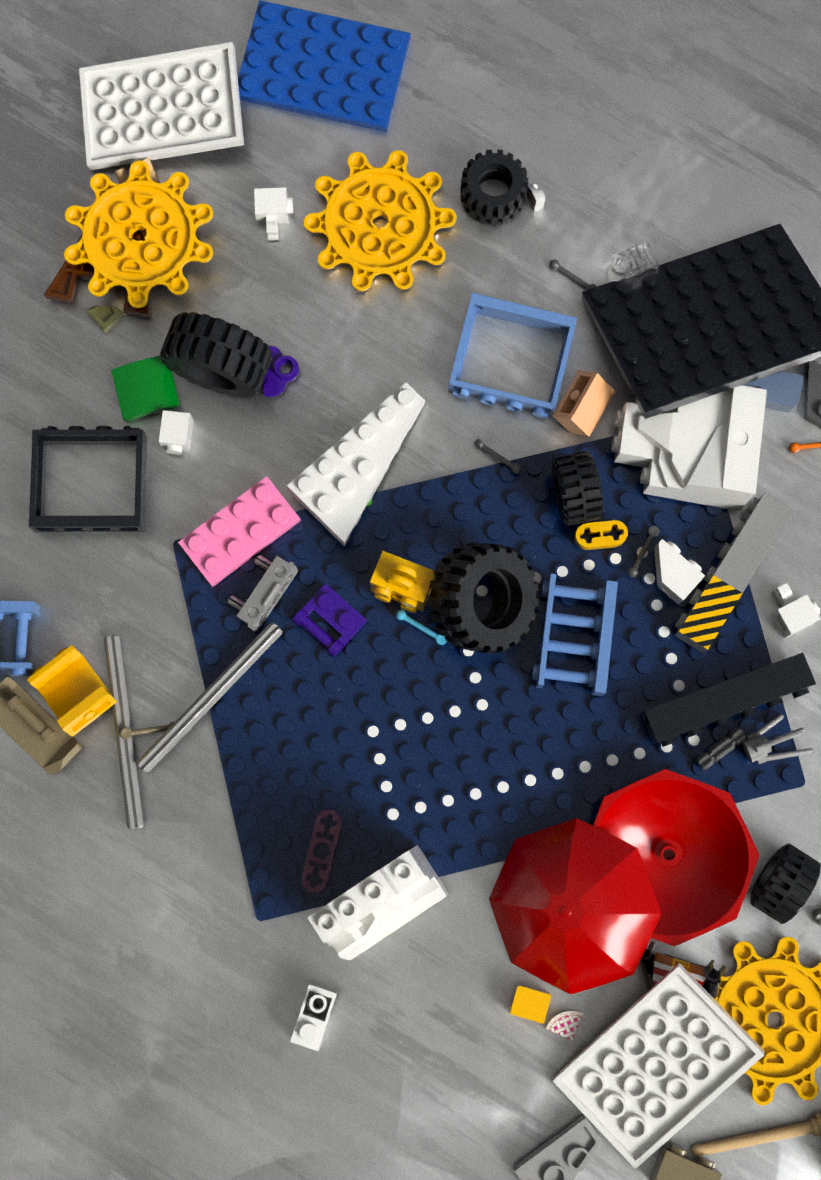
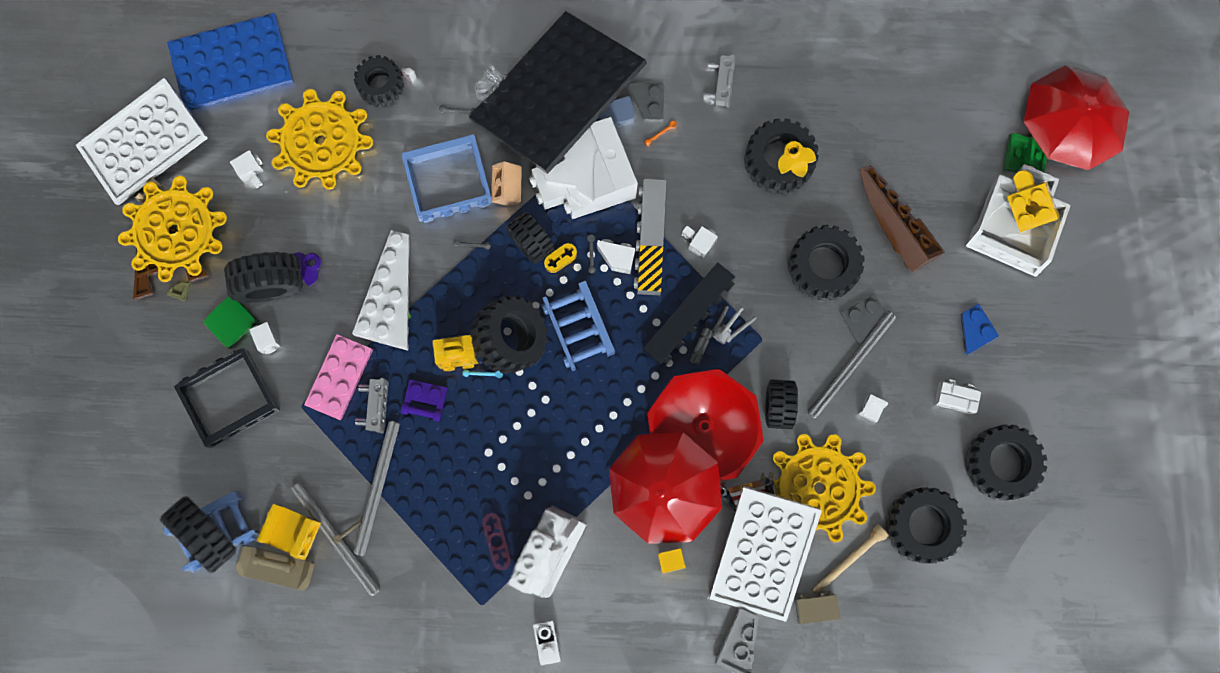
camera: 30 degrees left, 0 degrees up
(565, 1023) = (699, 560): white tile -> none

